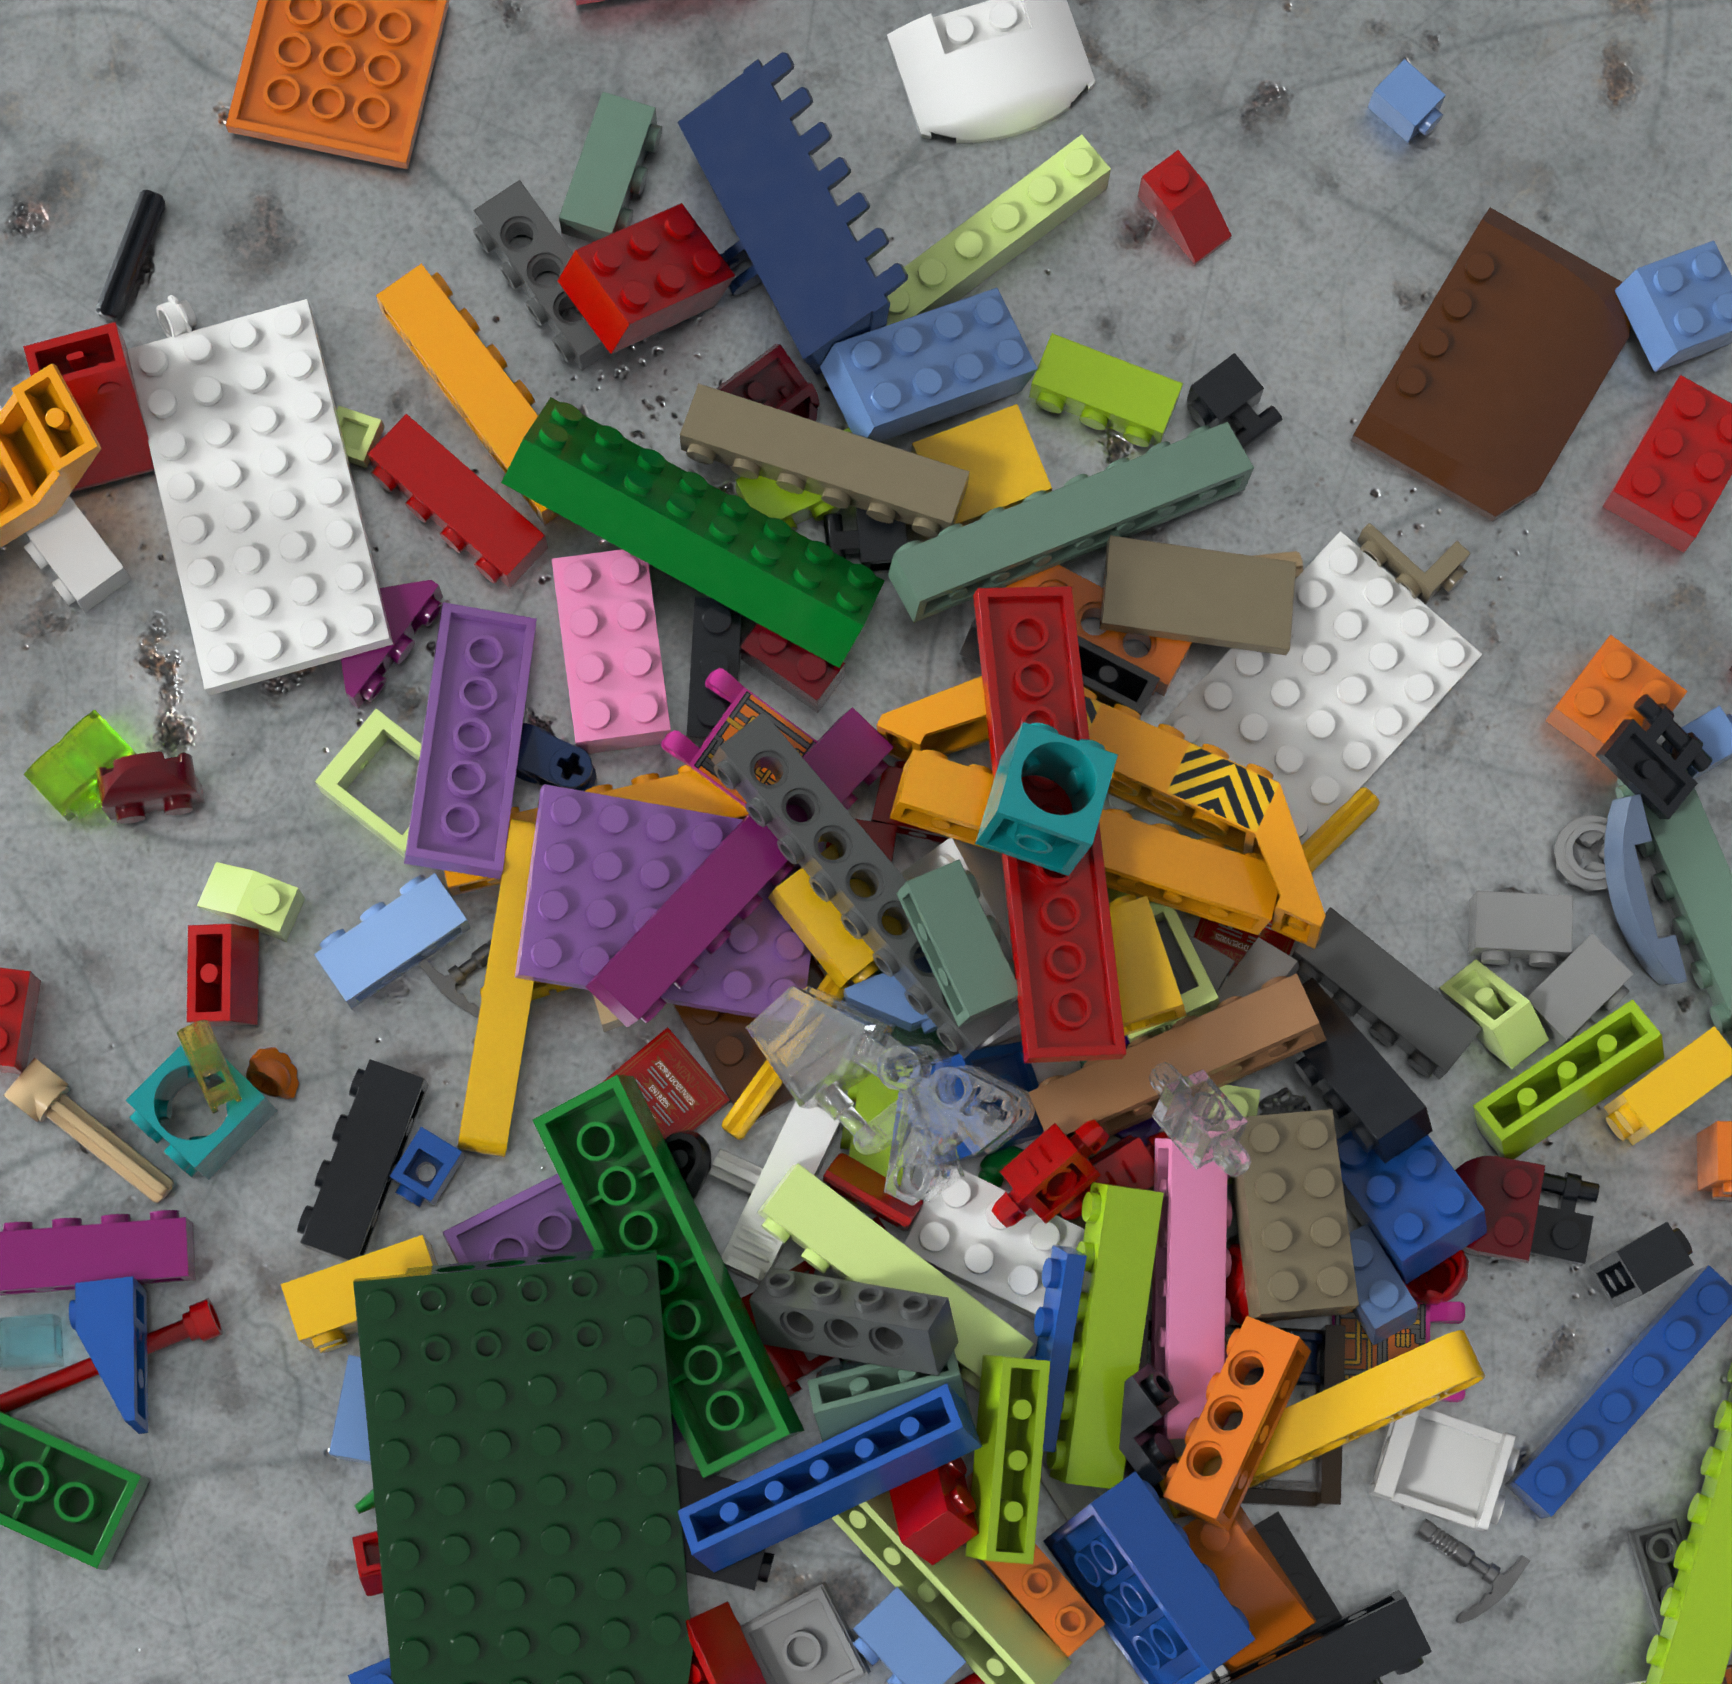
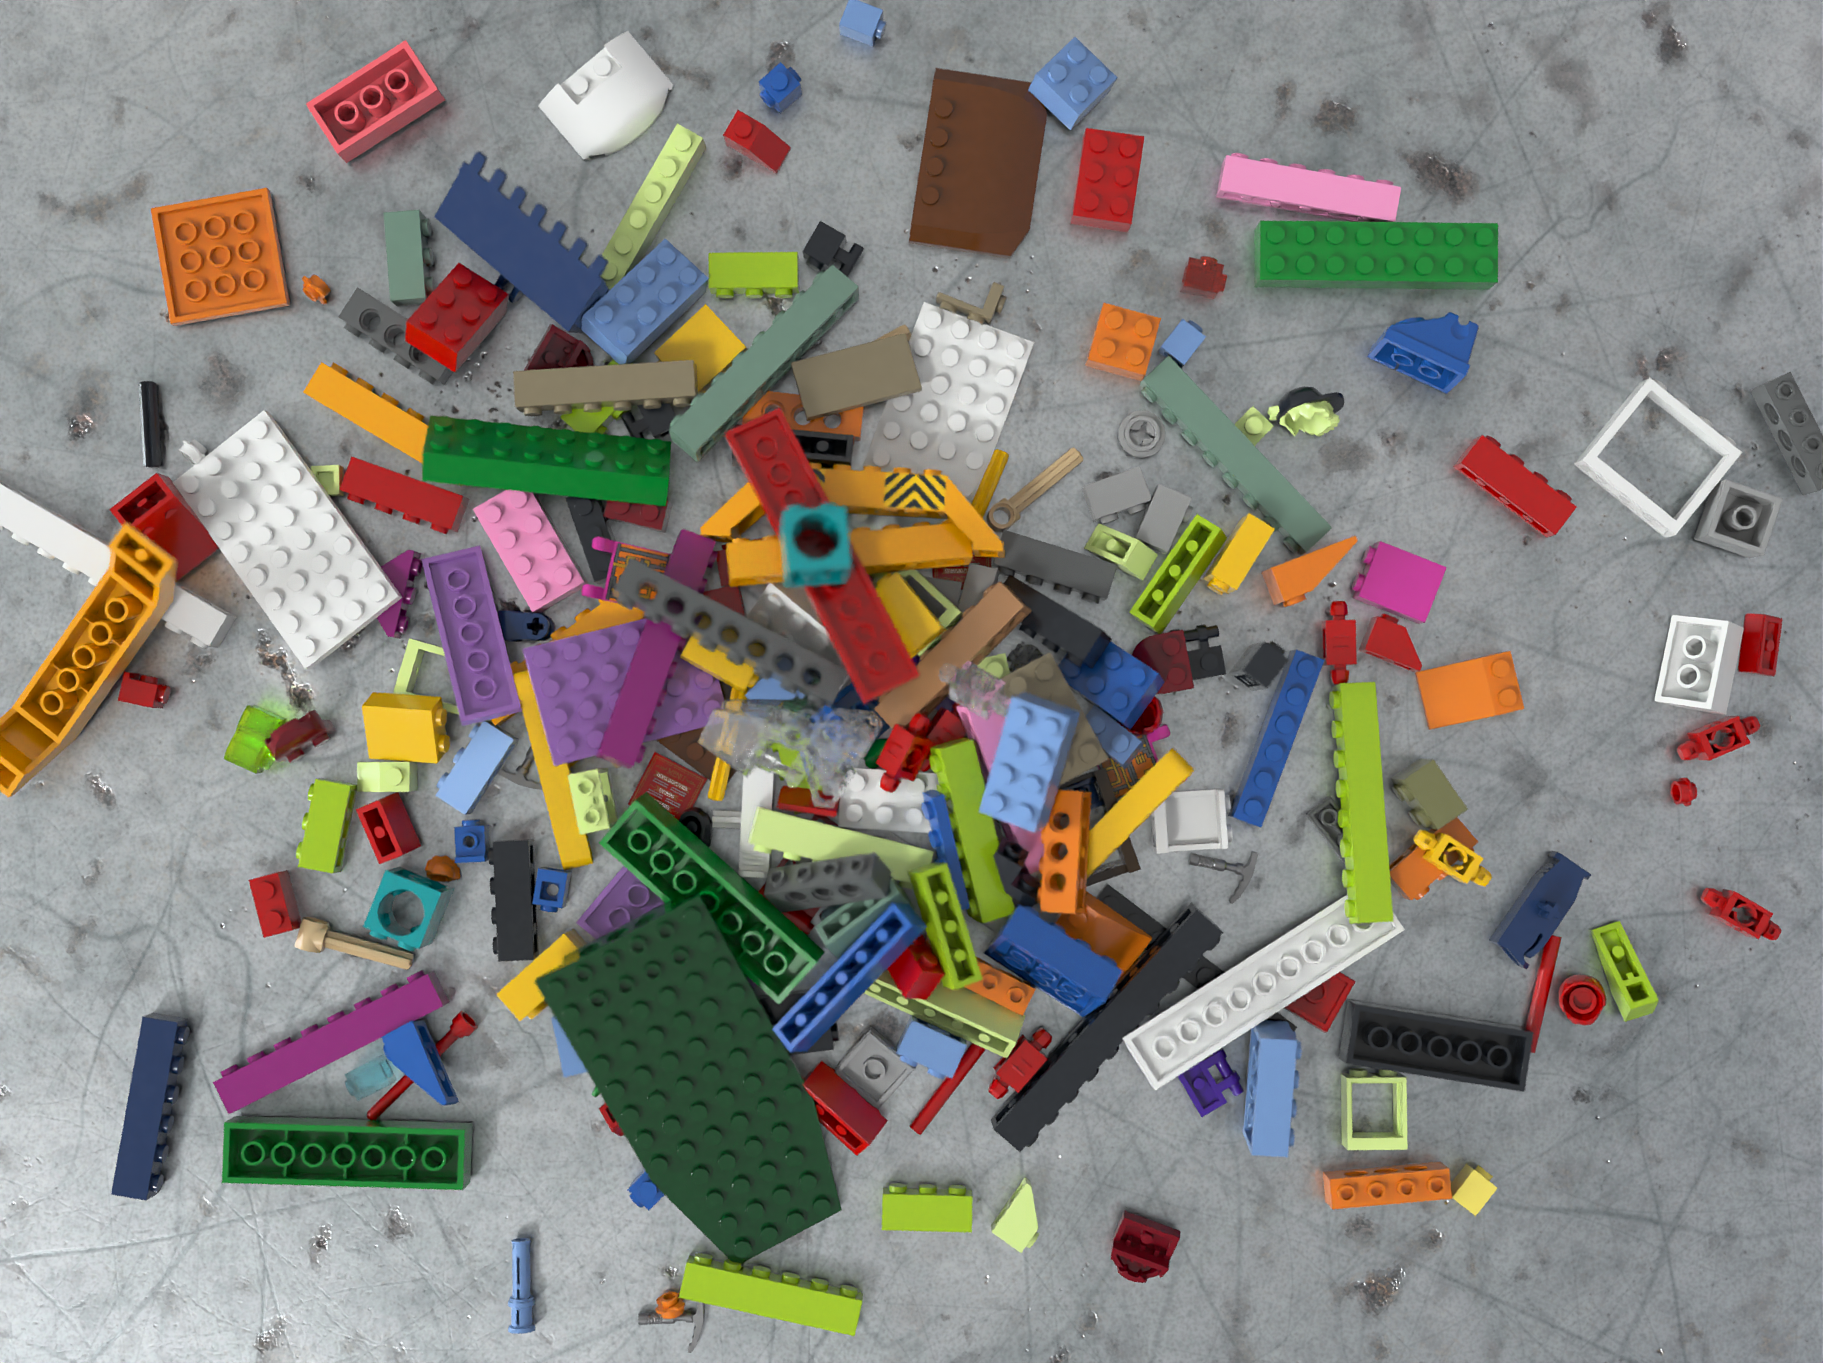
camera: 20 degrees left, 10 degrees up
(131, 935) = (326, 825): none -> lime brick
(206, 1059) = (397, 886): clear yellow bar -> none
(314, 836) = (405, 727): none -> yellow brick
(341, 1066) = (479, 850): none -> blue brick
(456, 160) = (315, 288): none -> orange plate
(548, 1045) = (588, 800): none -> yellowish green window
(959, 942) = (799, 646): sand green brick -> none
(1238, 1255) = (1029, 761): none -> medium blue brick
(1251, 145) = (780, 87): none -> blue brick
(1399, 868) = (1033, 490): none -> tan axle
(1628, 895) = (1155, 417): sand blue slope -> none
(1646, 766) = (1153, 374): black plate -> none

